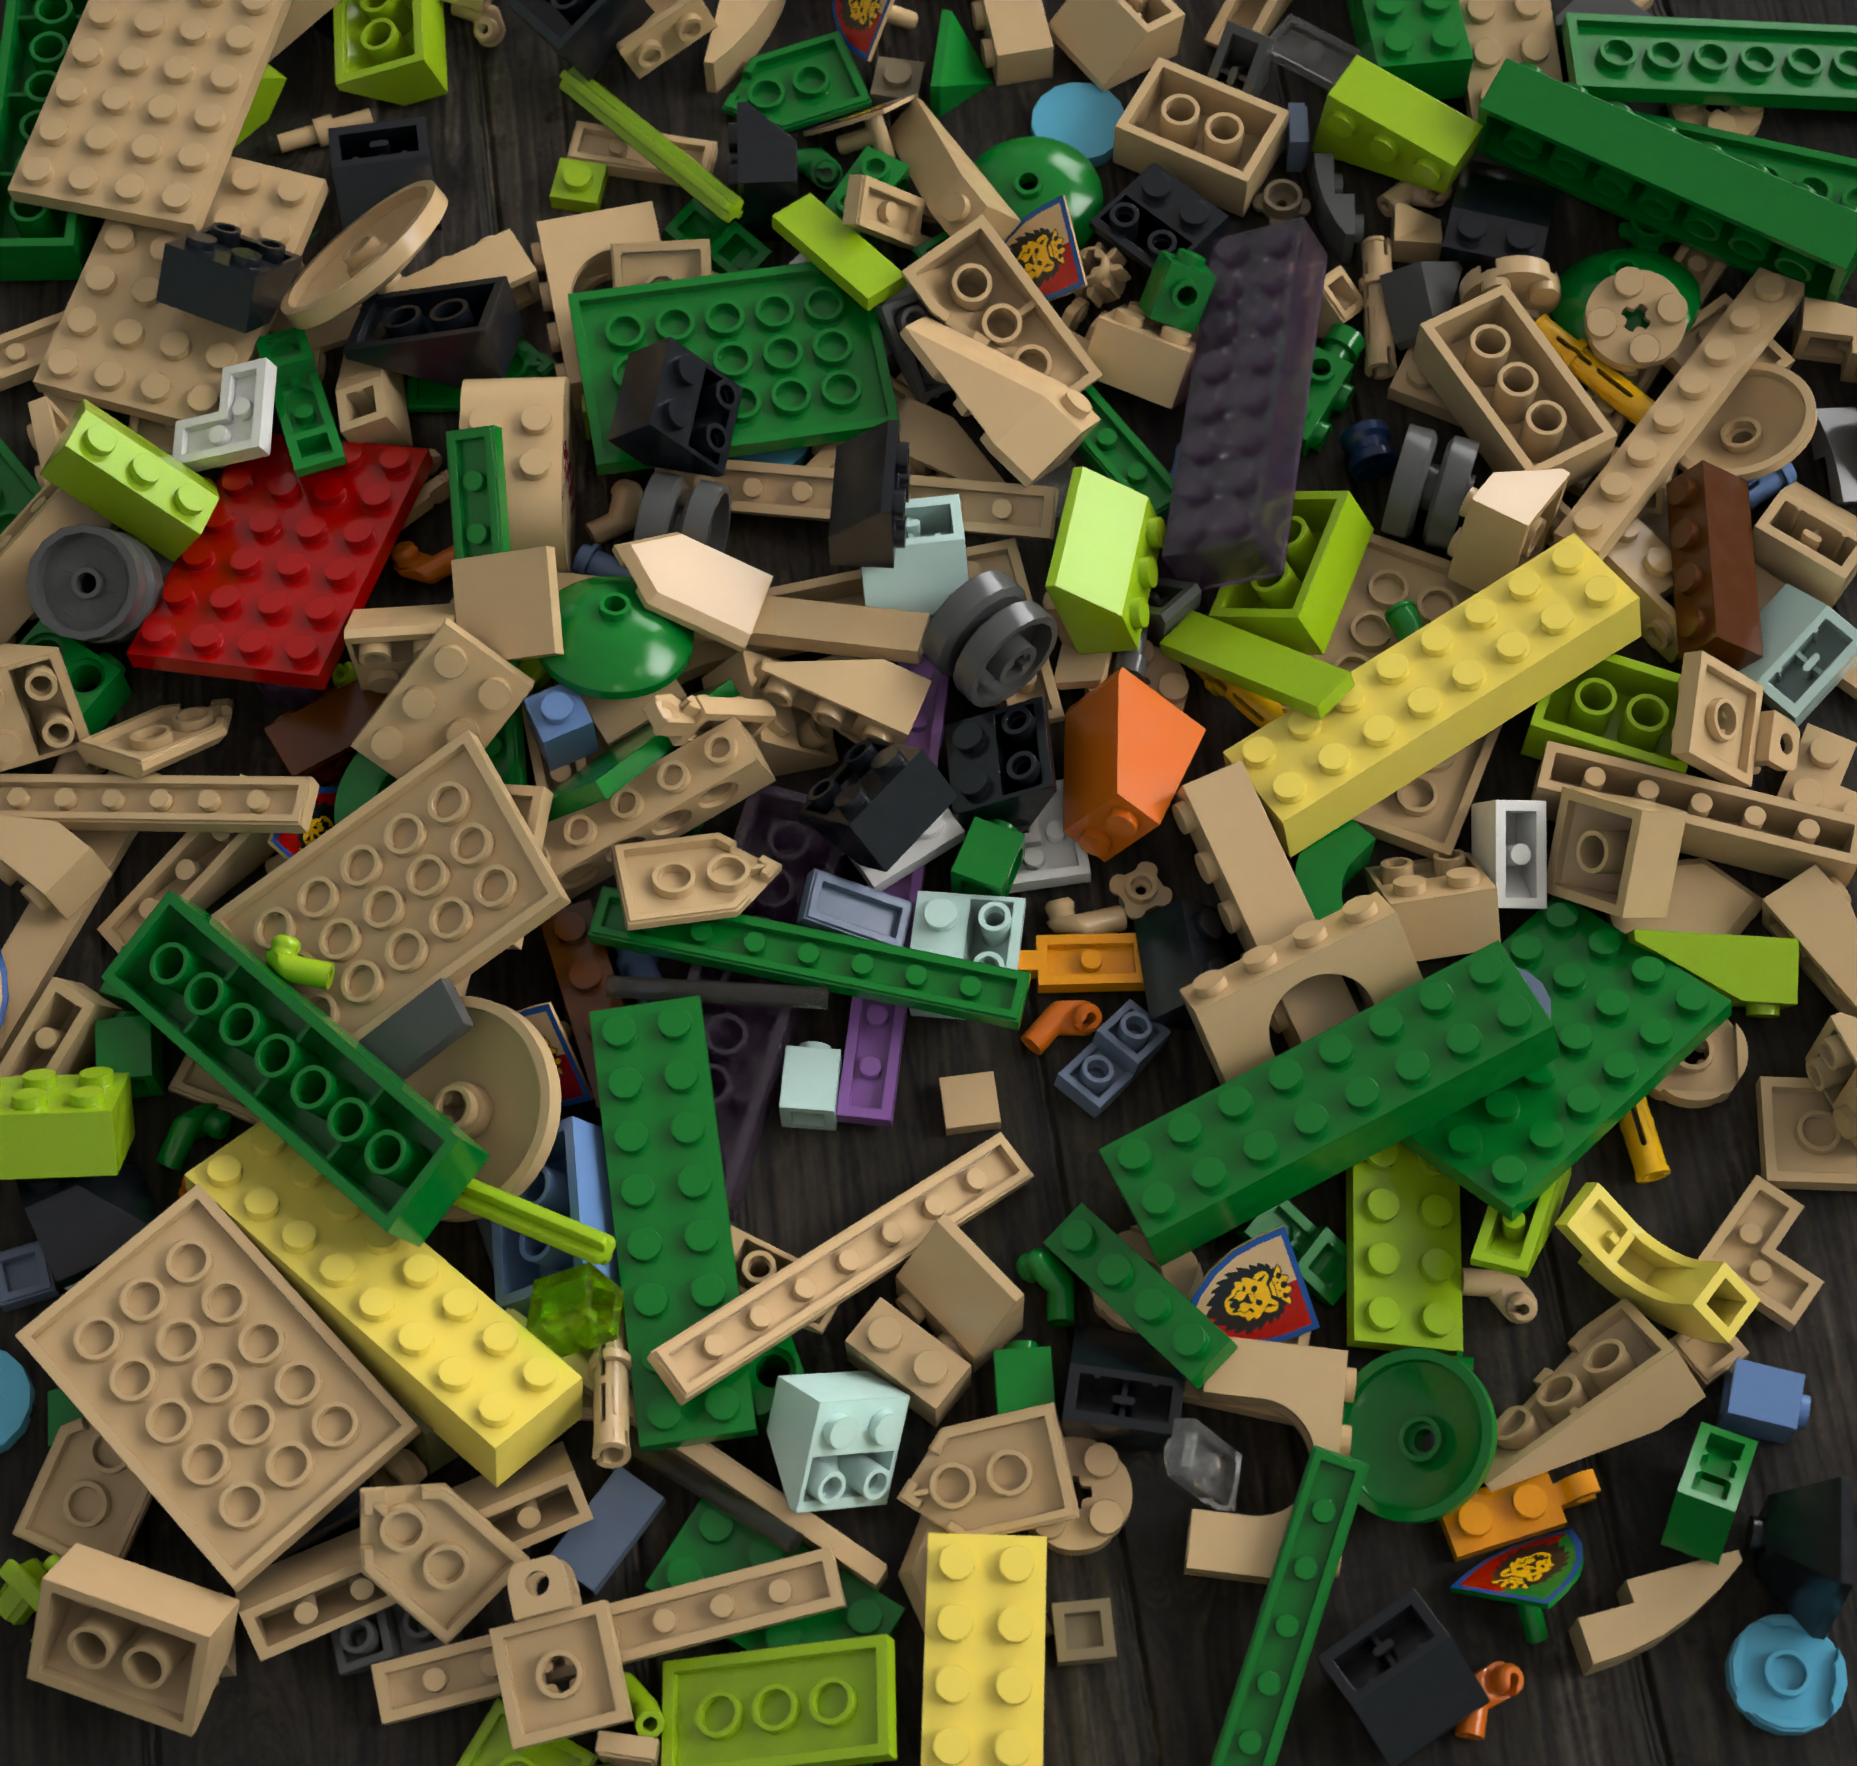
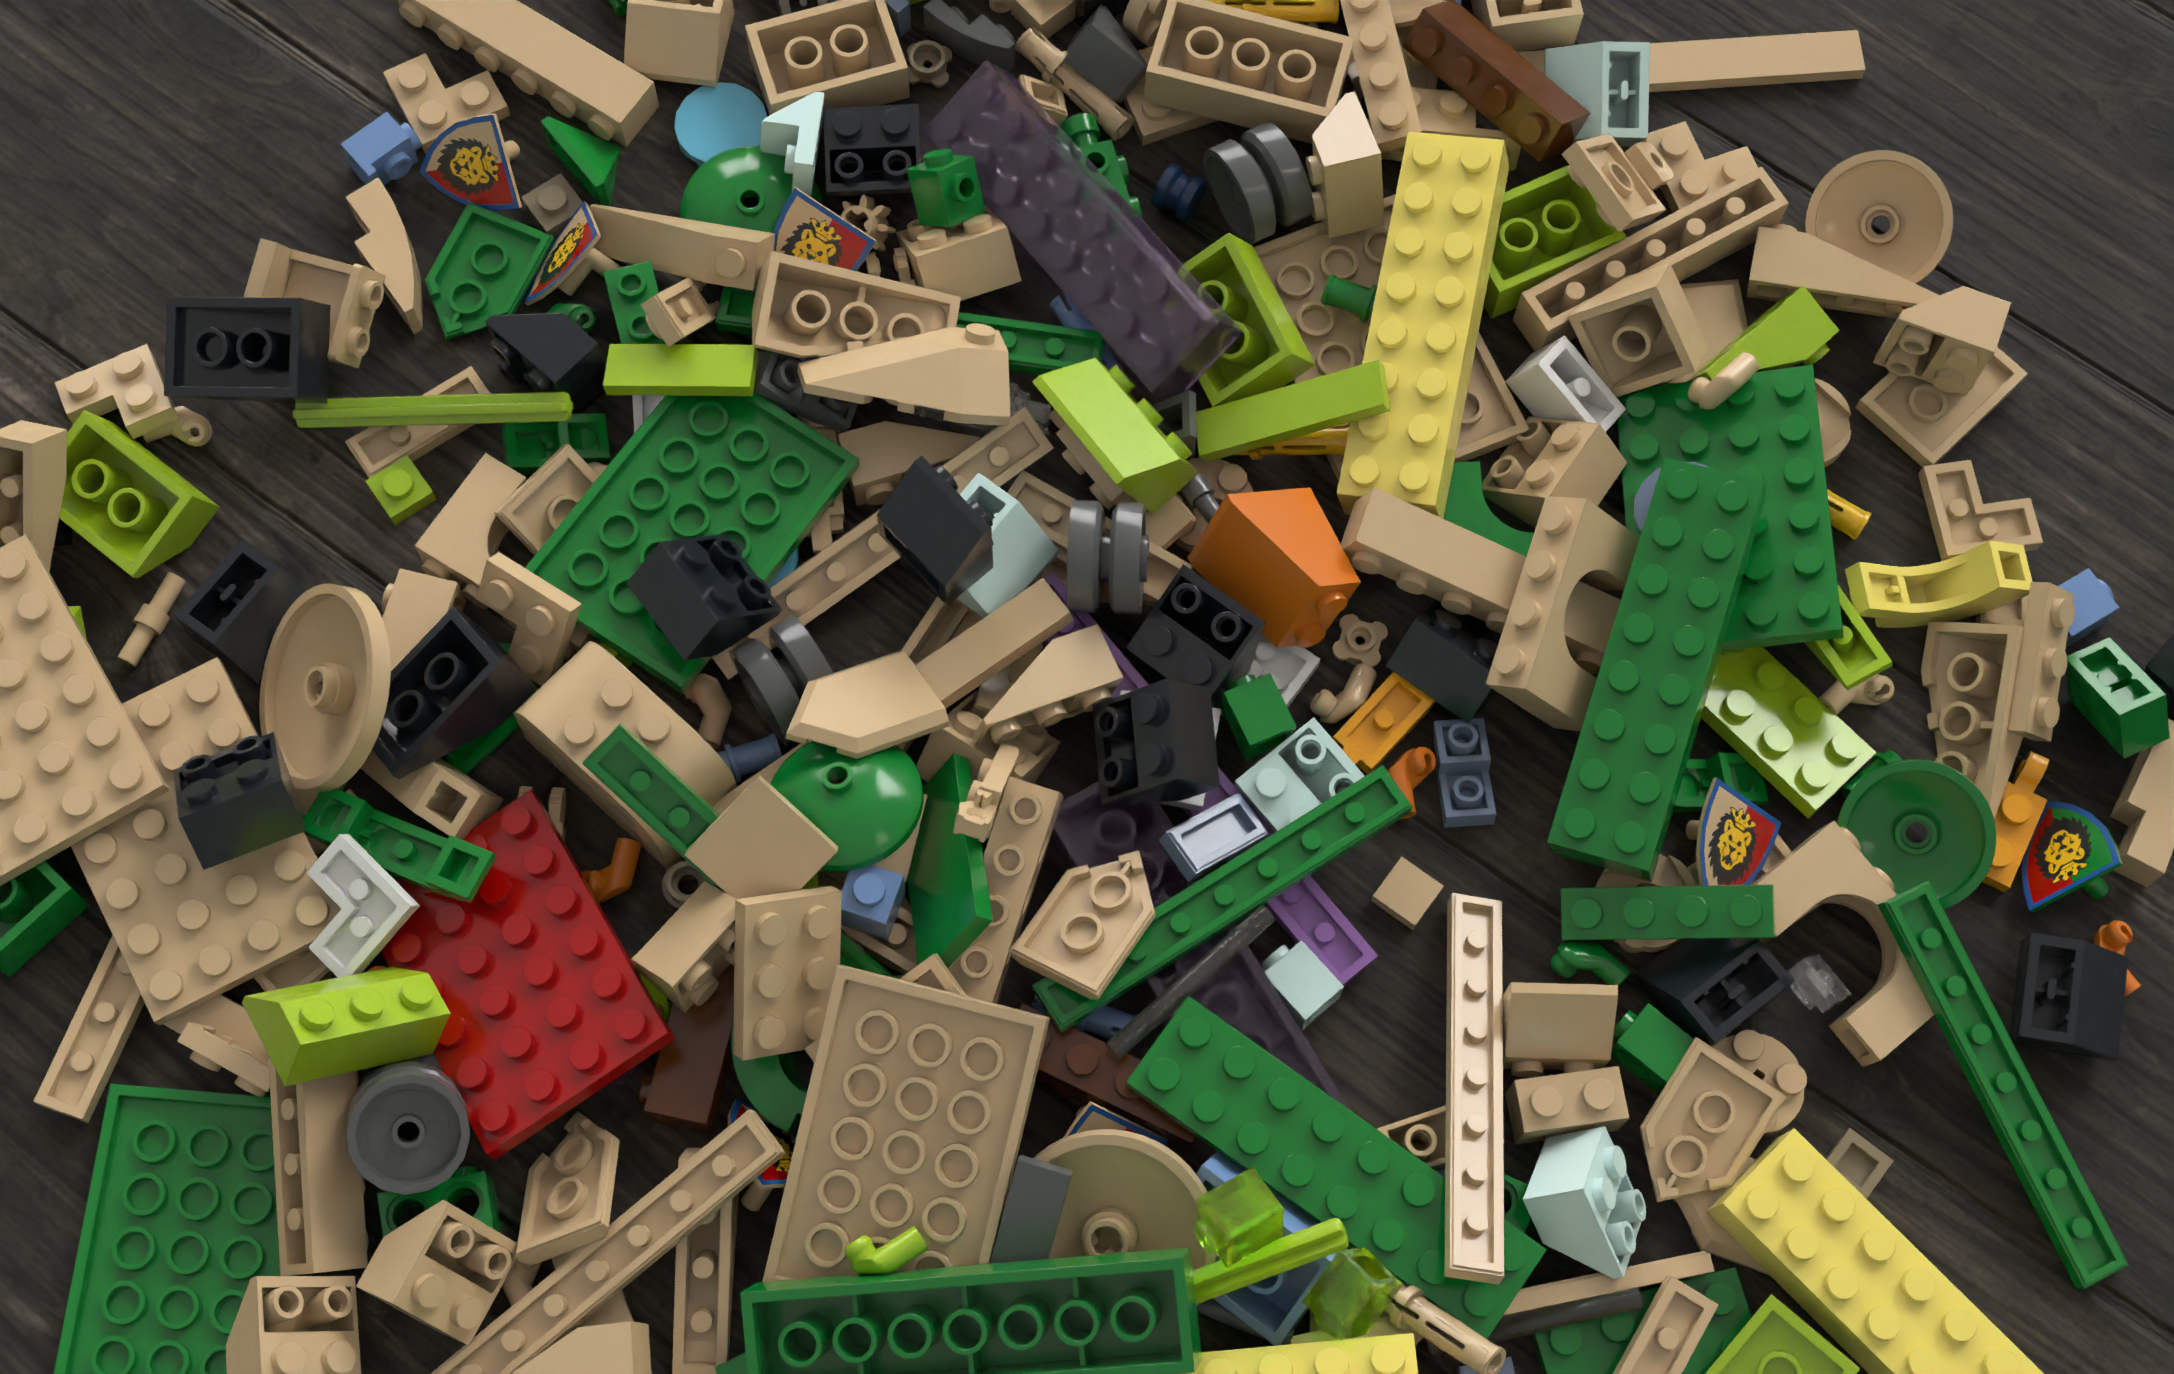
camera: 50 degrees left, 5 degrees up
(542, 1165) = (1238, 1218): none -> clear neon green brick
(559, 322) = (540, 611): none -> tan plate
(1110, 166) = (796, 134): none -> light aqua slope
(1631, 948) = (1714, 392): none -> tan arm
(1671, 1401) = (2041, 661): none -> tan plate

